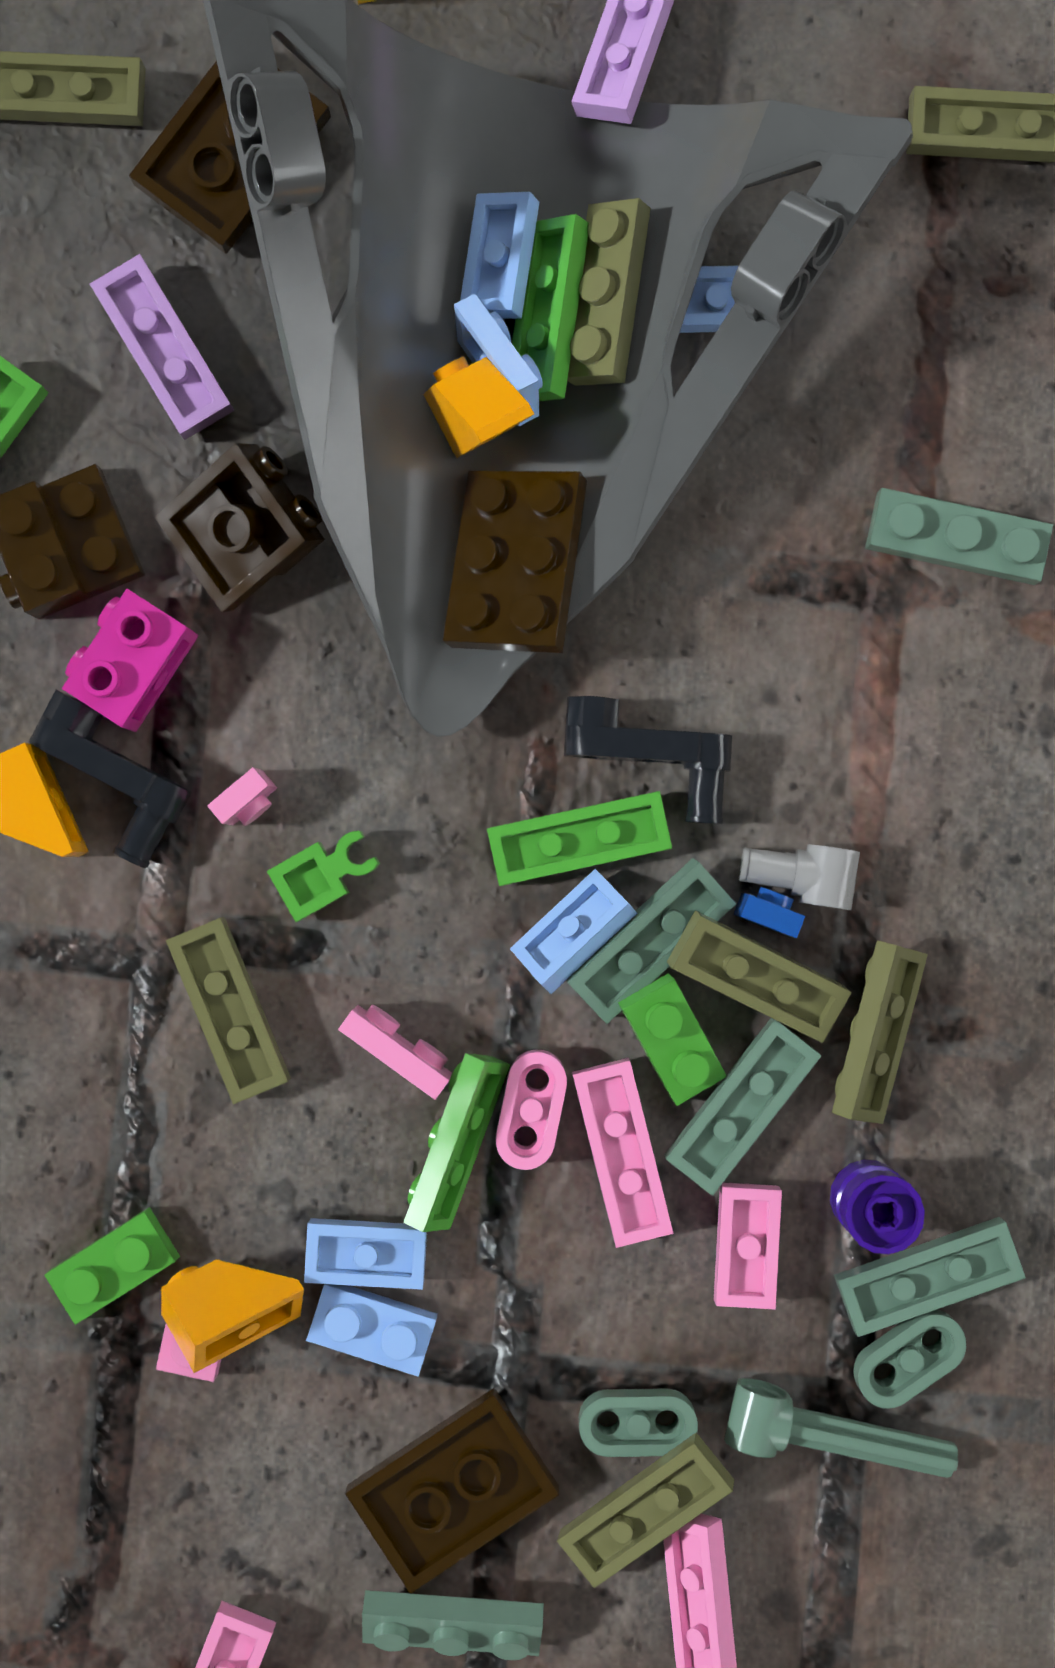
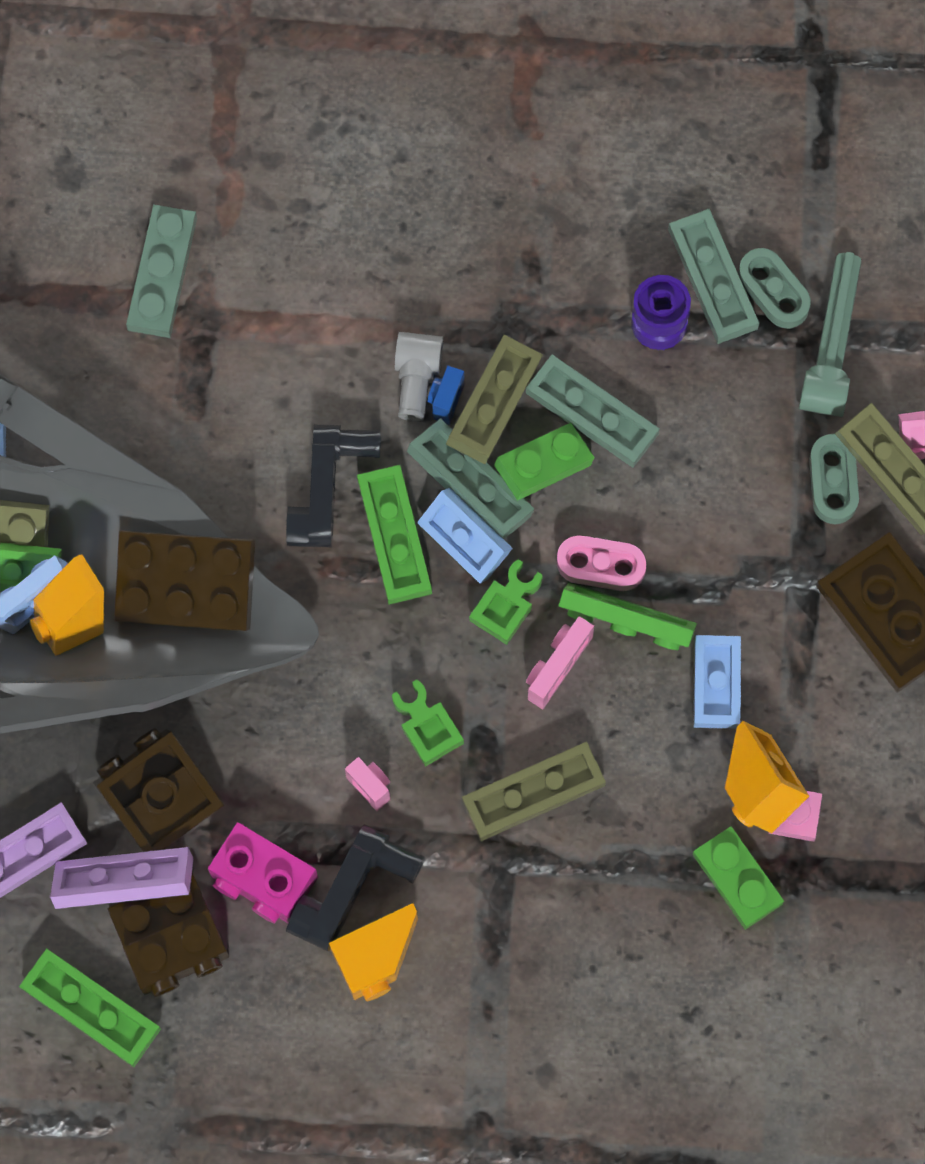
camera: 90 degrees left, 15 degrees down
(126, 481) = (122, 878): none -> lavender plate
(372, 1327) = (775, 678): light blue plate -> none
(473, 978) = (503, 607): none -> bright green plate
(622, 1152) = (631, 496): bright pink plate -> none
(747, 1246) = (697, 404): bright pink plate -> none
(879, 1033) = (533, 315): olive plate -> none

